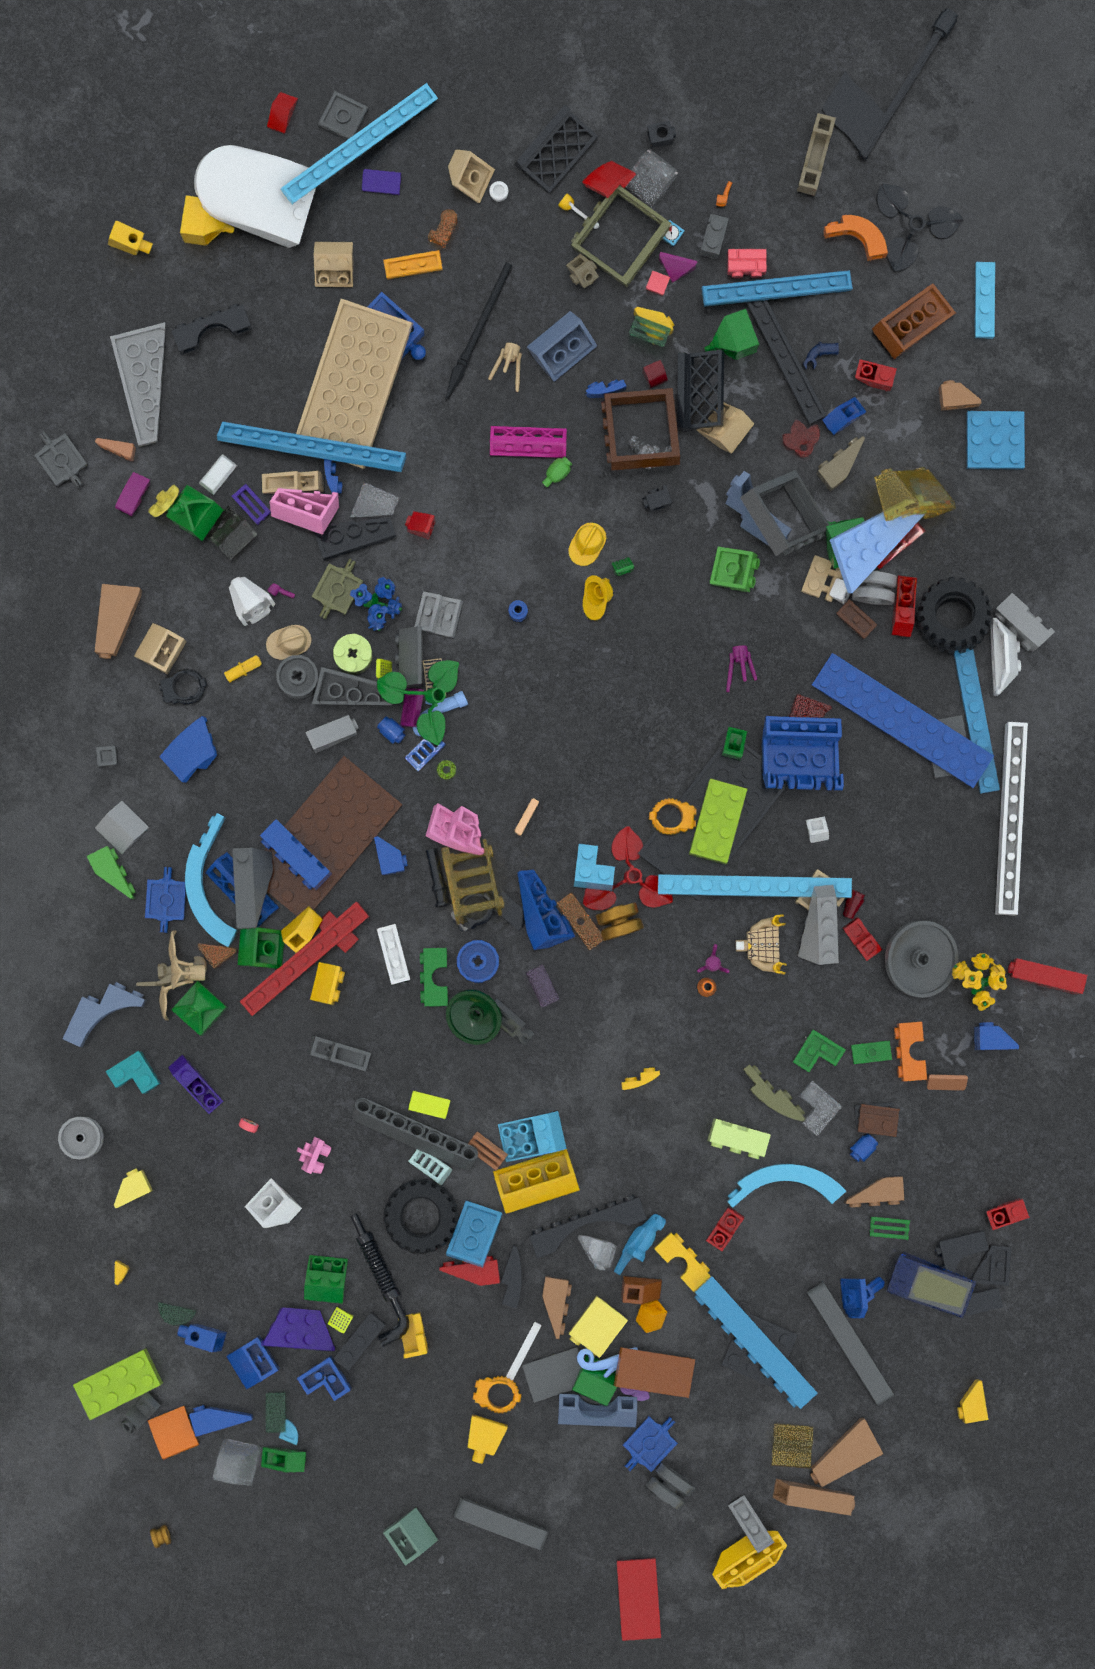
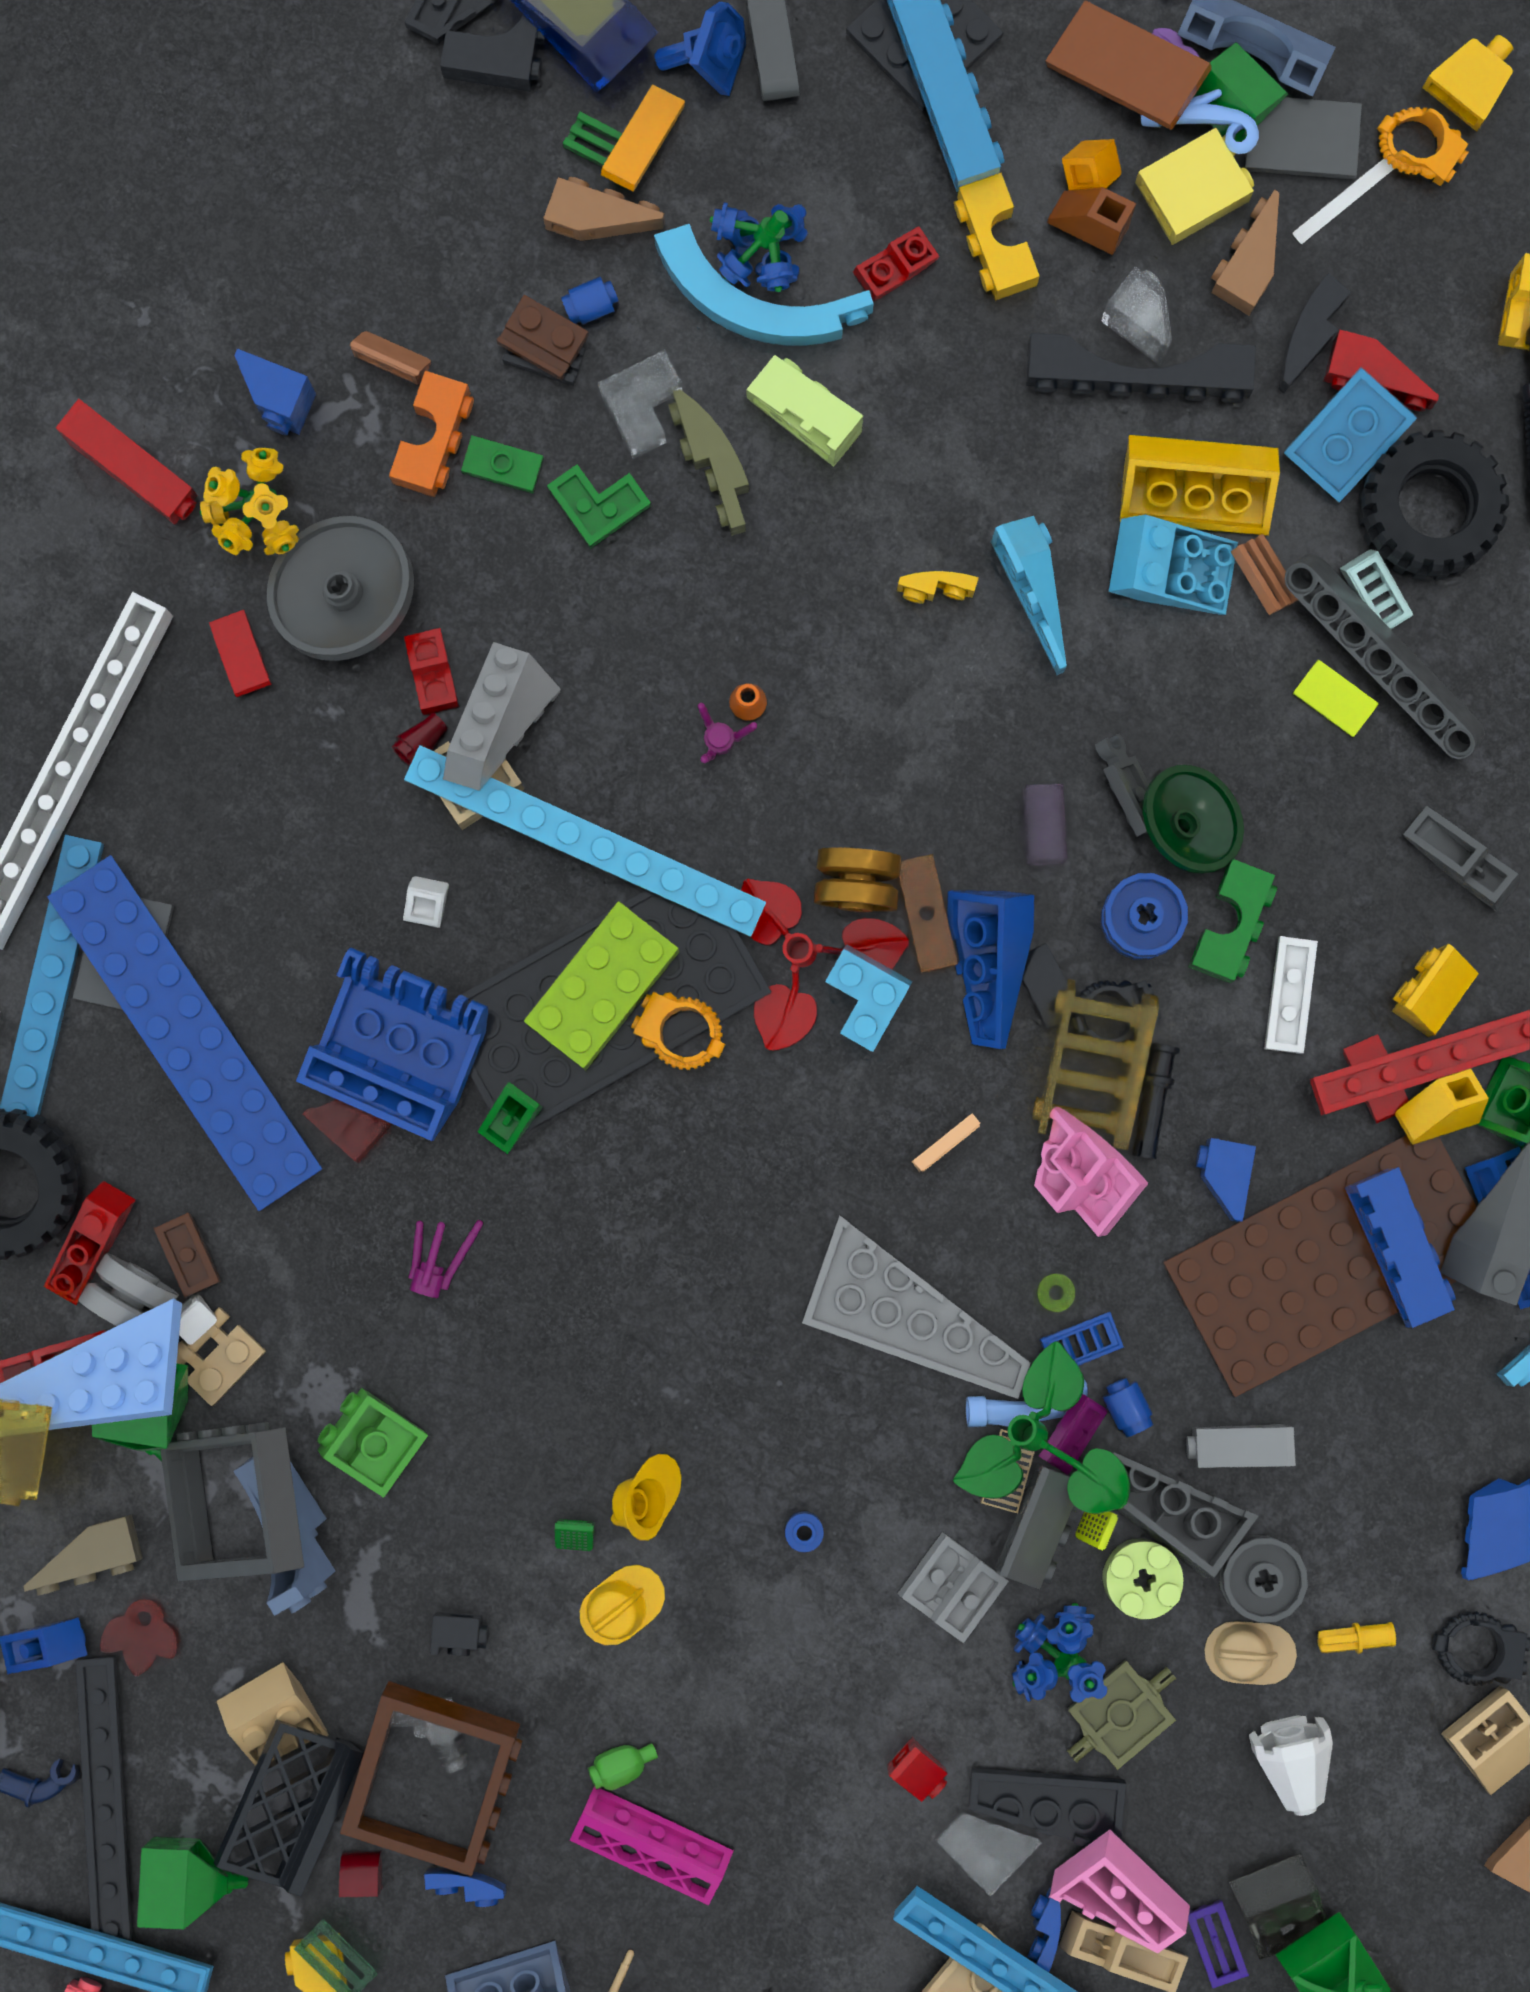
camera: 150 degrees left, 0 degrees up
(274, 589) = (1237, 1764): magenta hand -> none
(523, 730) = (888, 1307): none -> light grey wing
(600, 1106) = (1028, 564): none -> medium azure wedge
(640, 1241) = (1057, 301): dark azure animal -> none
(763, 945) = (614, 731): tan torso -> none
(792, 1212) = (748, 236): none -> blue plant
(872, 1238) = (642, 138): none -> light orange tile
(955, 909) = (240, 653): none -> red slope
(1007, 1214) = (384, 80): red slope -> none

